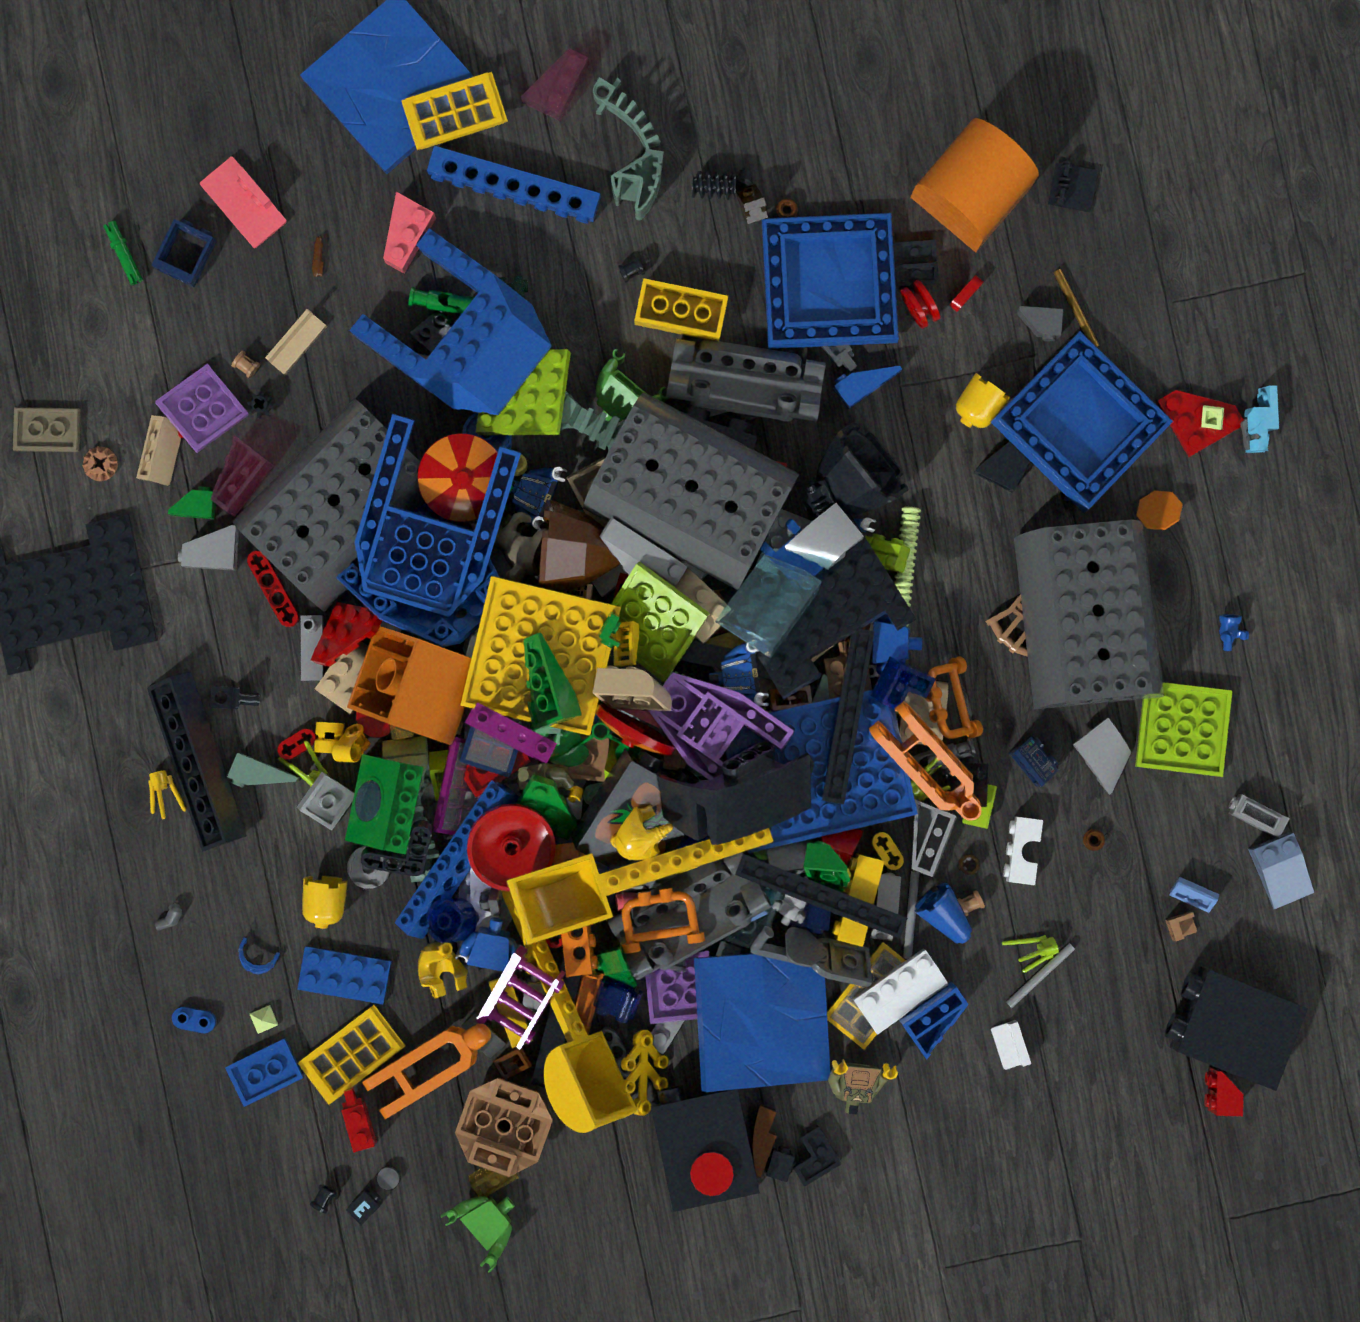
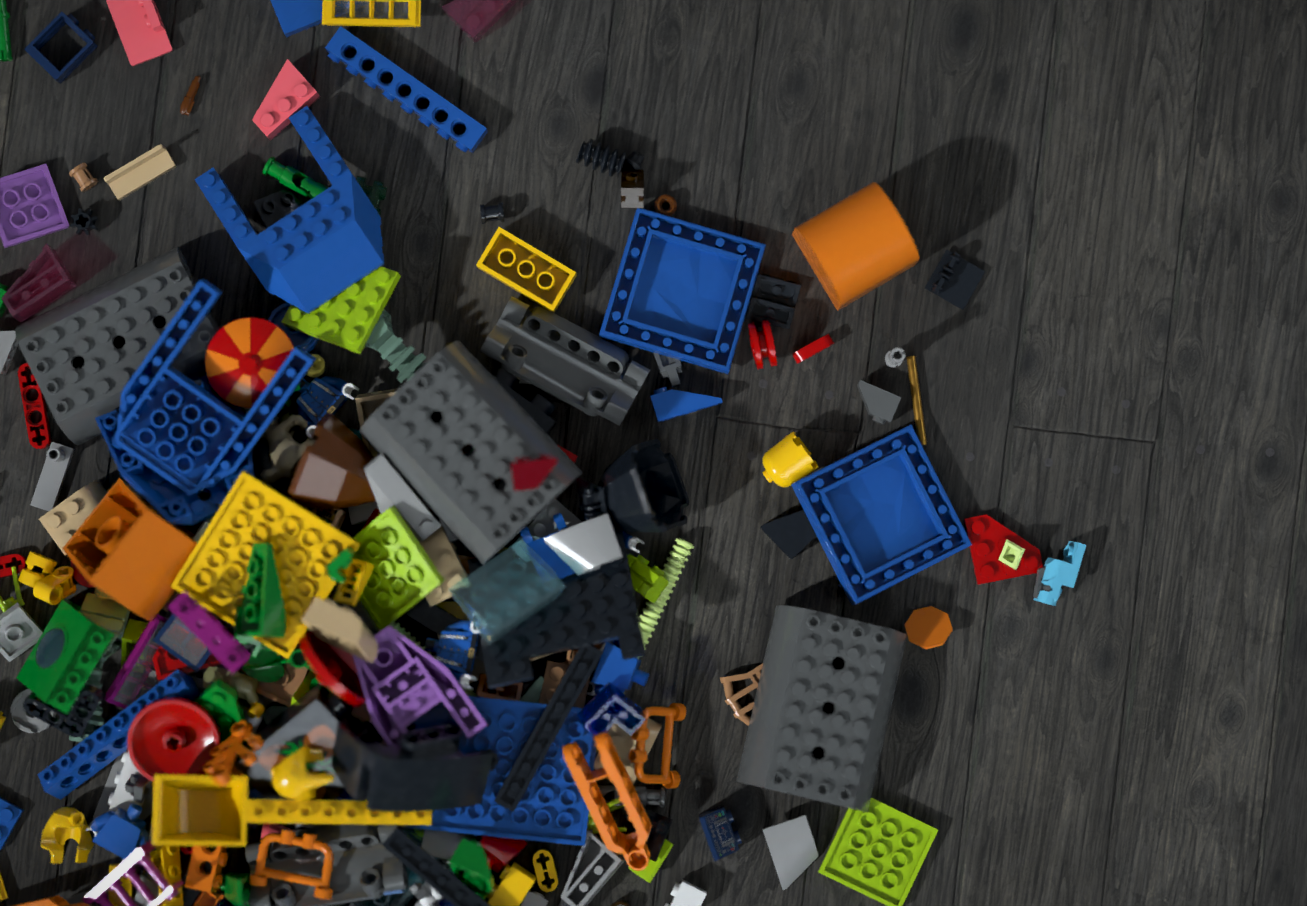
camera: 25 degrees right, 0 degrees up
(344, 631) = (86, 473): red plate -> none
(451, 920) = (93, 792): clear blue brick -> none
(569, 817) = (240, 731): none -> orange plant
(617, 392) = (436, 329): bright green torso -> none
(640, 178) = (532, 127): sand green piece -> none
(757, 486) = (531, 474): none -> dark red slope
(1045, 274) = (892, 362): none -> light grey pin
(1229, 630) = (957, 769): blue piece -> none

